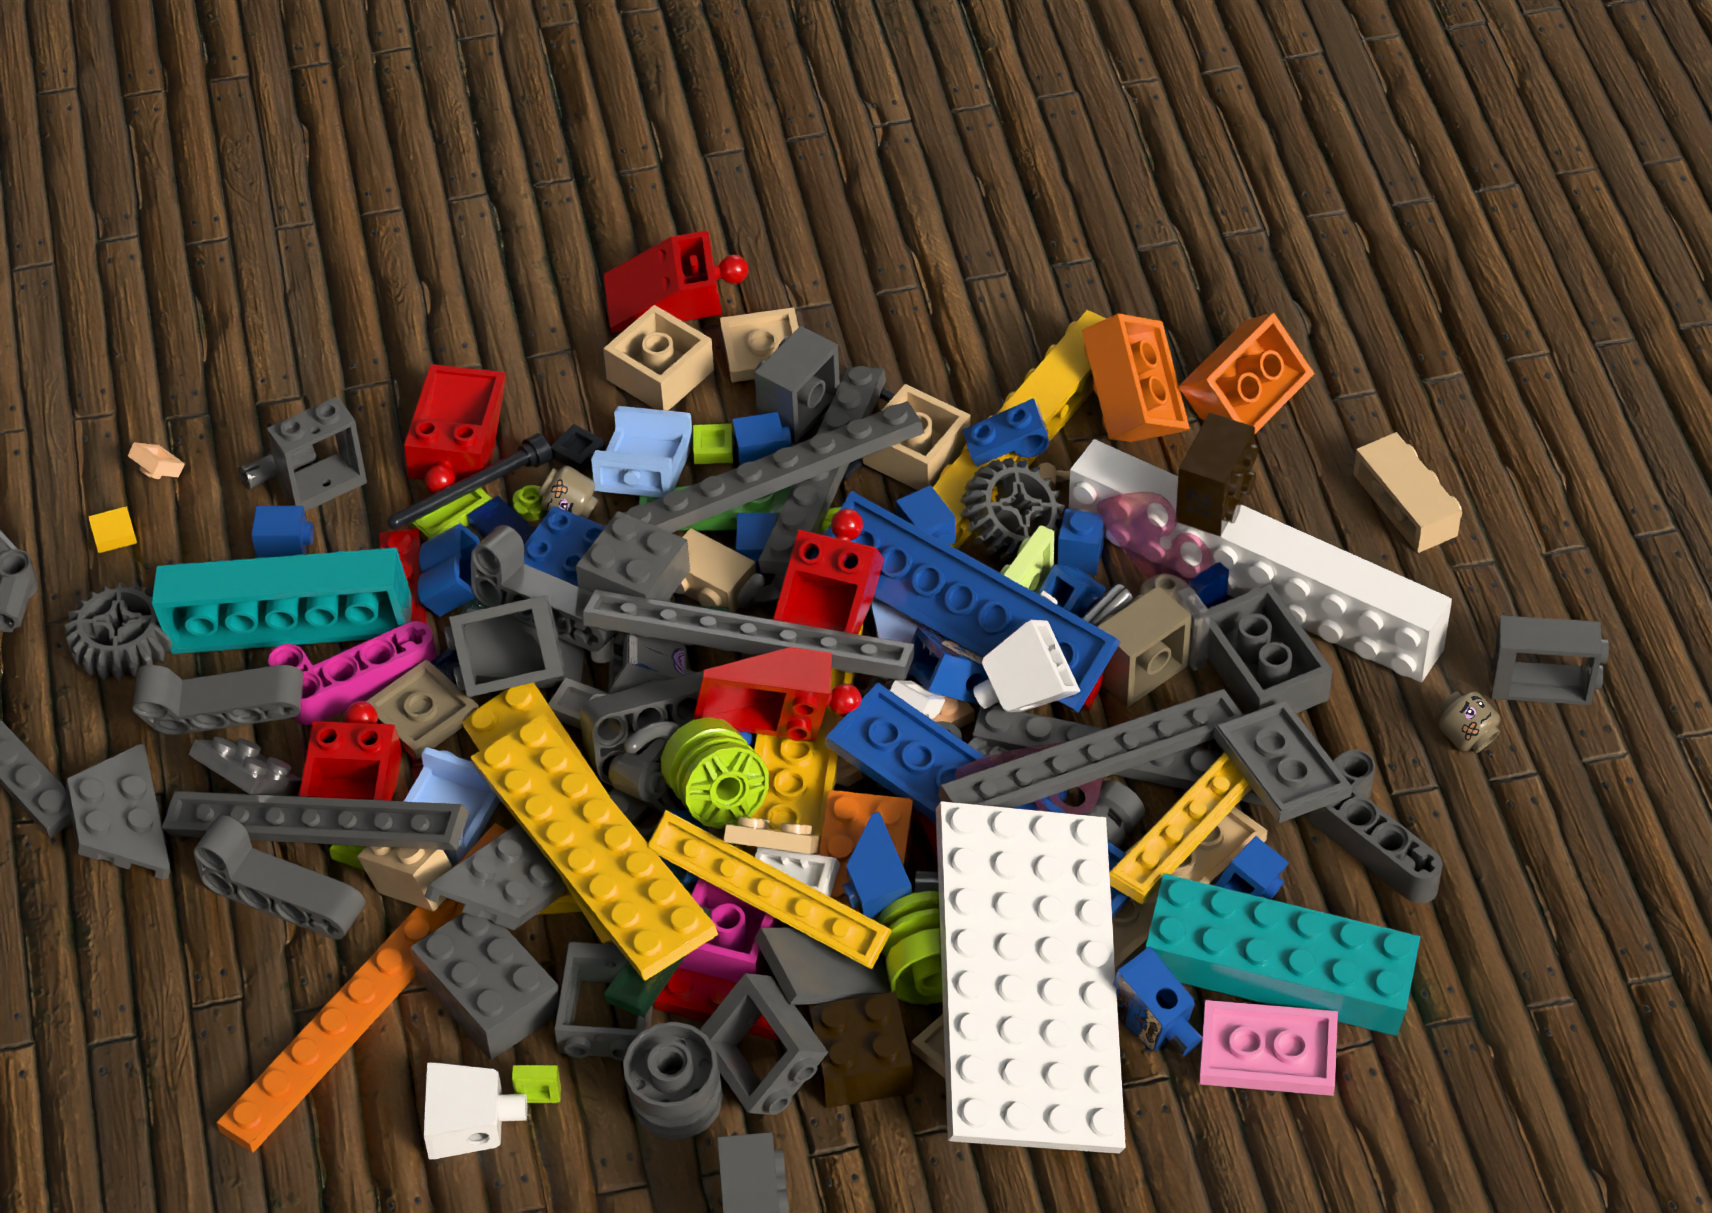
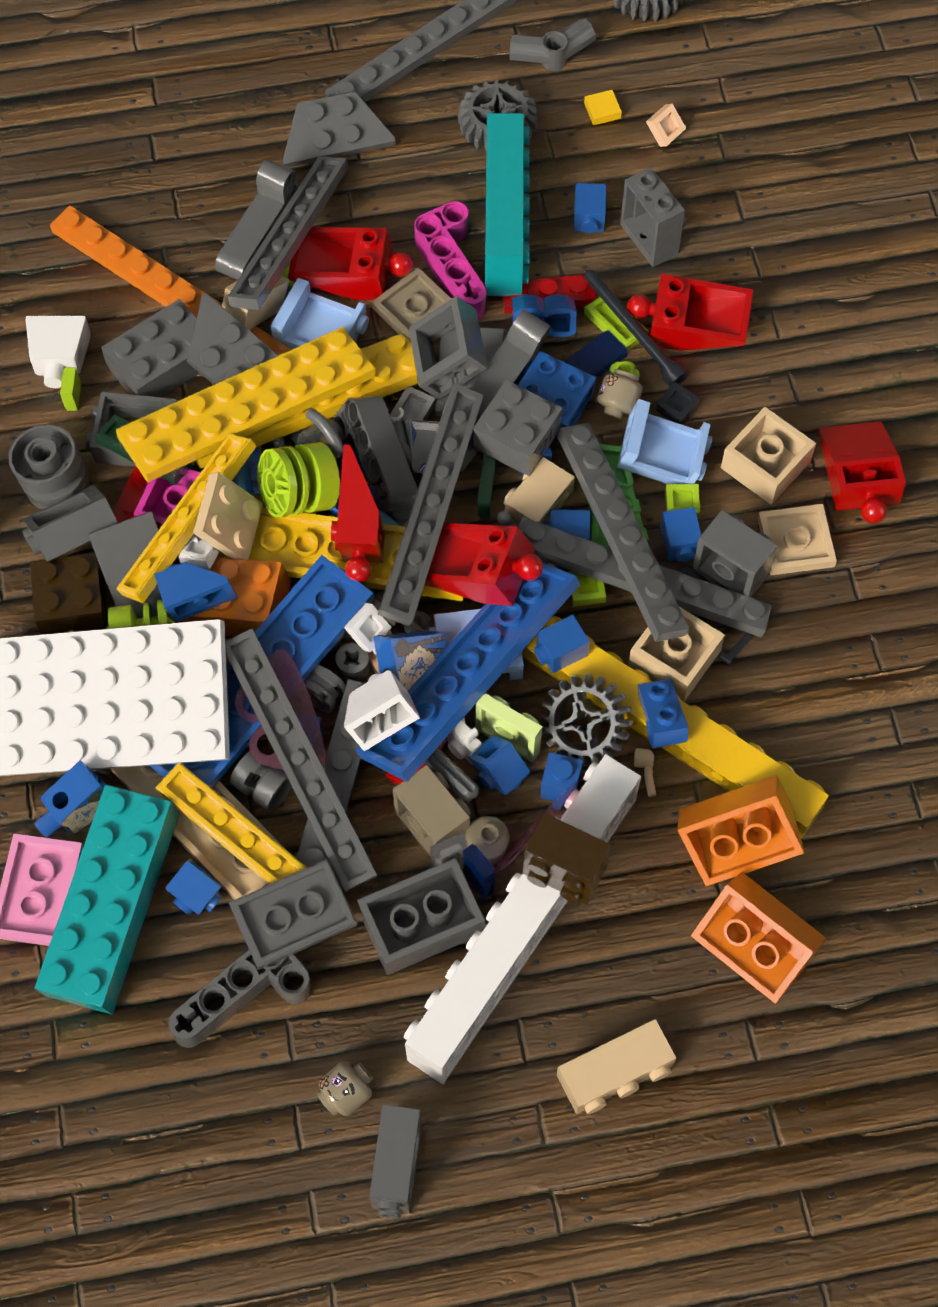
camera: 90 degrees right, 15 degrees up
(216, 700) = (419, 167): dark grey beam -> none
(246, 767) = (356, 193): flat silver plate -> none

